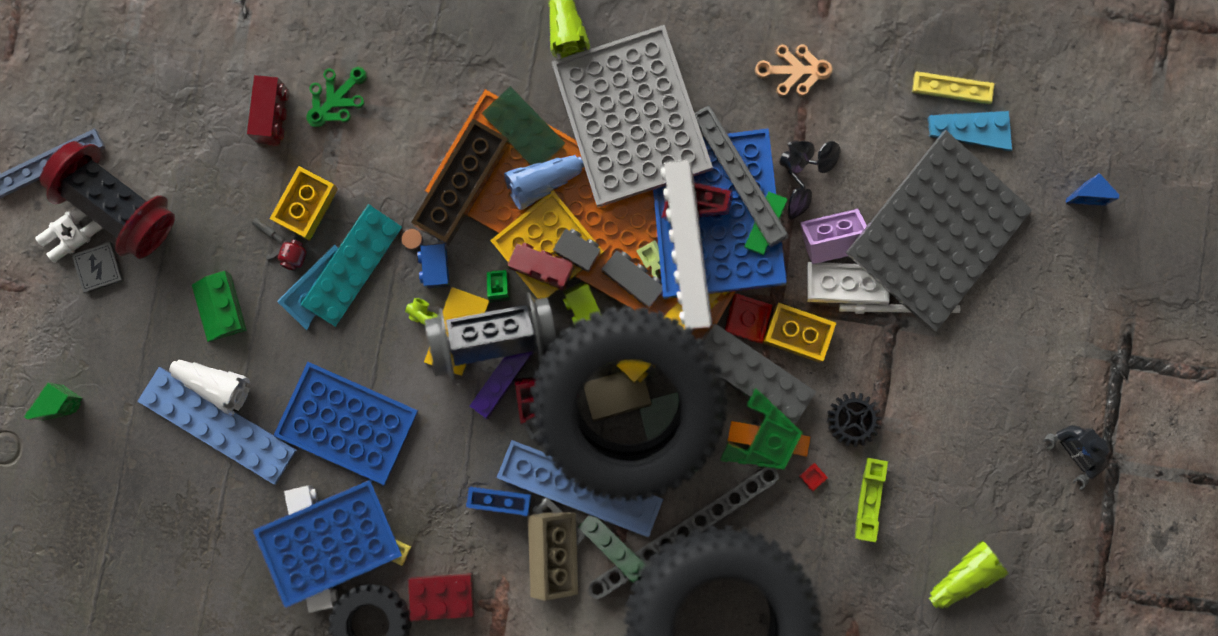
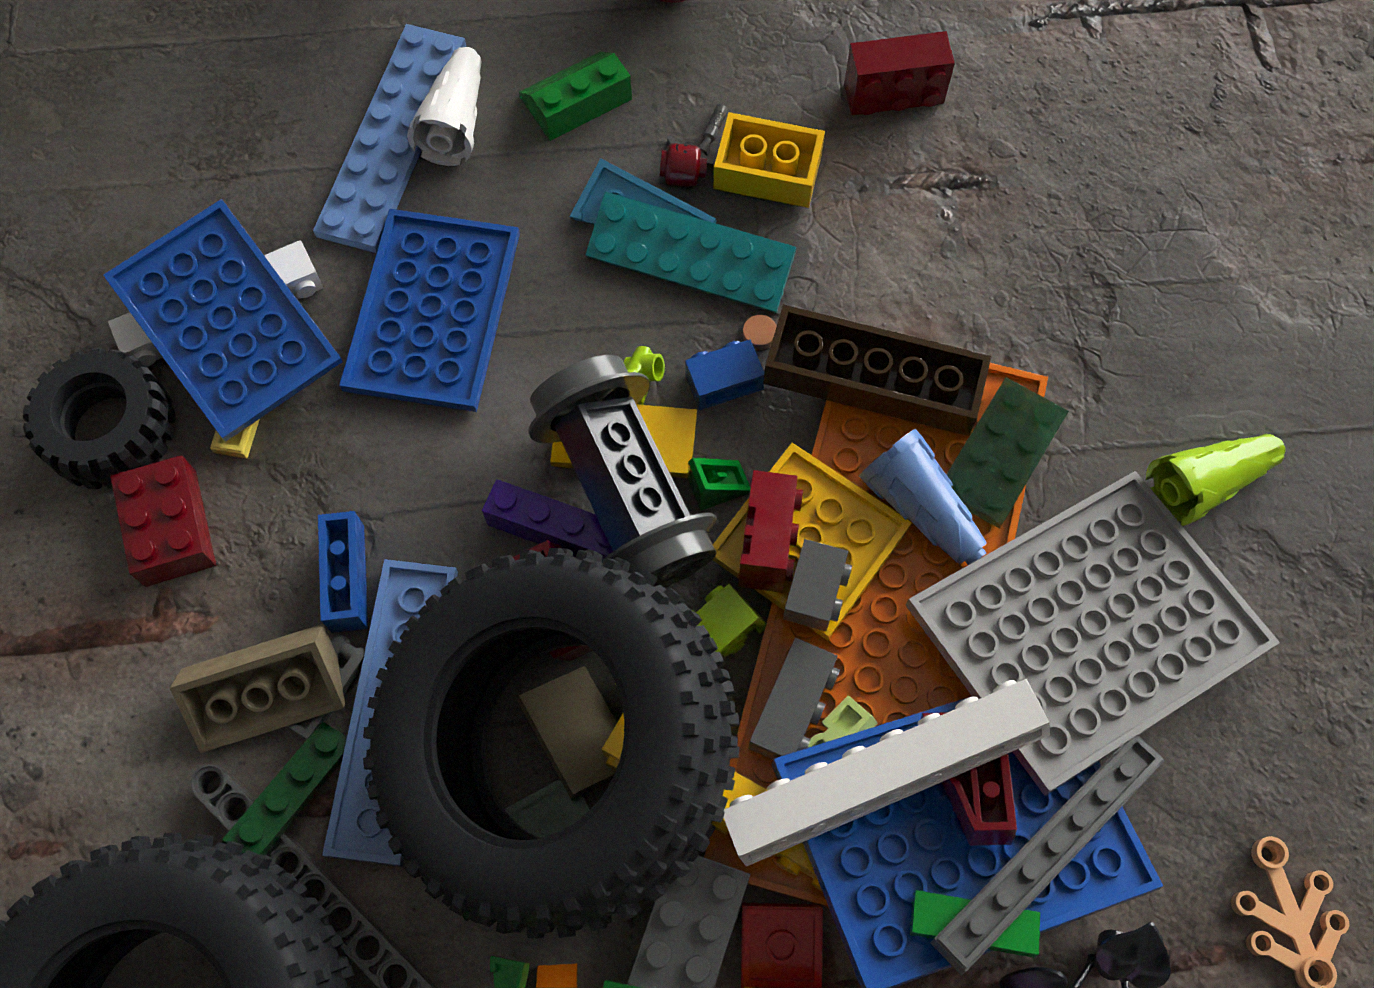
camera: 75 degrees right, 15 degrees down
(333, 98) = (953, 166): green plant -> none

